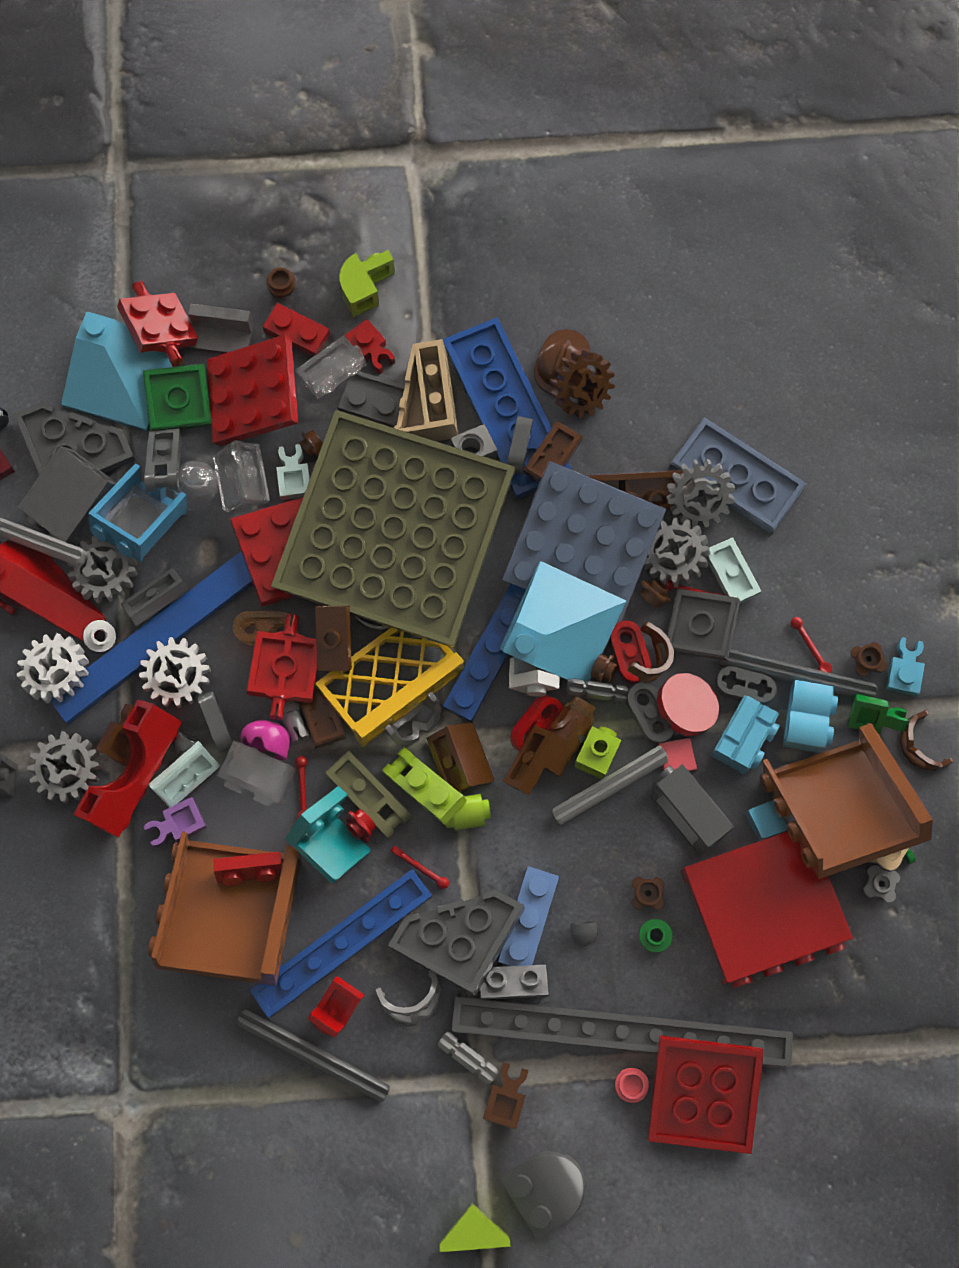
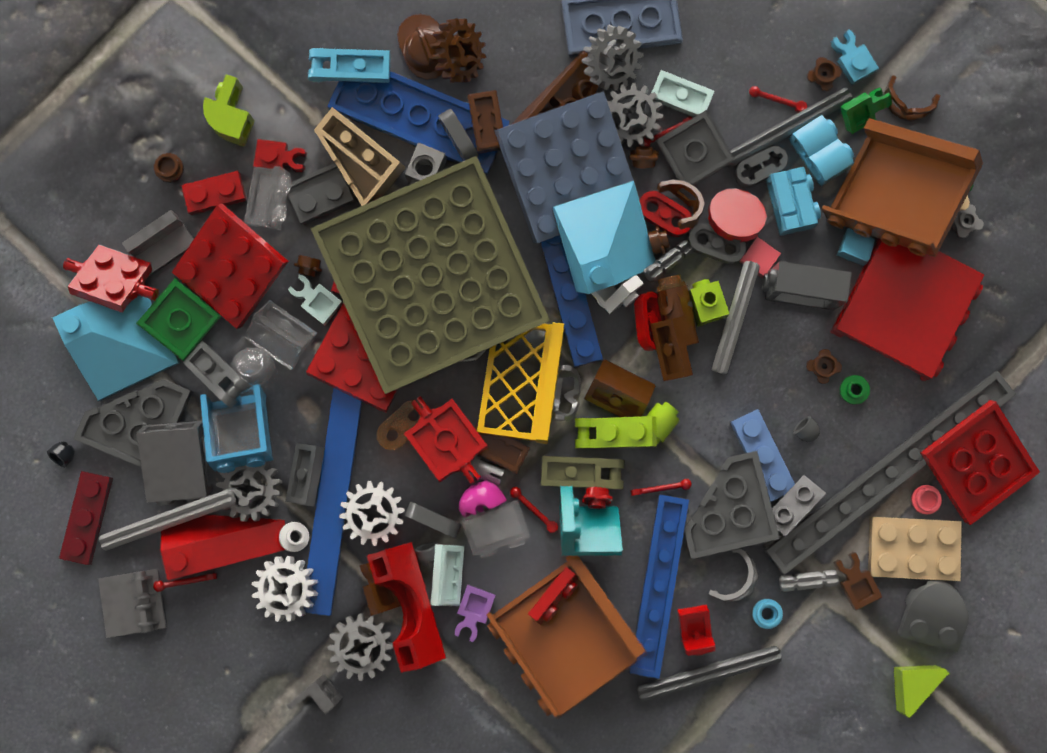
camera: 45 degrees left, 10 degrees up
(333, 638) = (462, 390): reddish brown plate -> none
(396, 1052) = (774, 620): none -> medium azure plate
(488, 323) = (350, 65): none -> medium azure plate
(583, 1118) = (915, 548): none -> tan plate

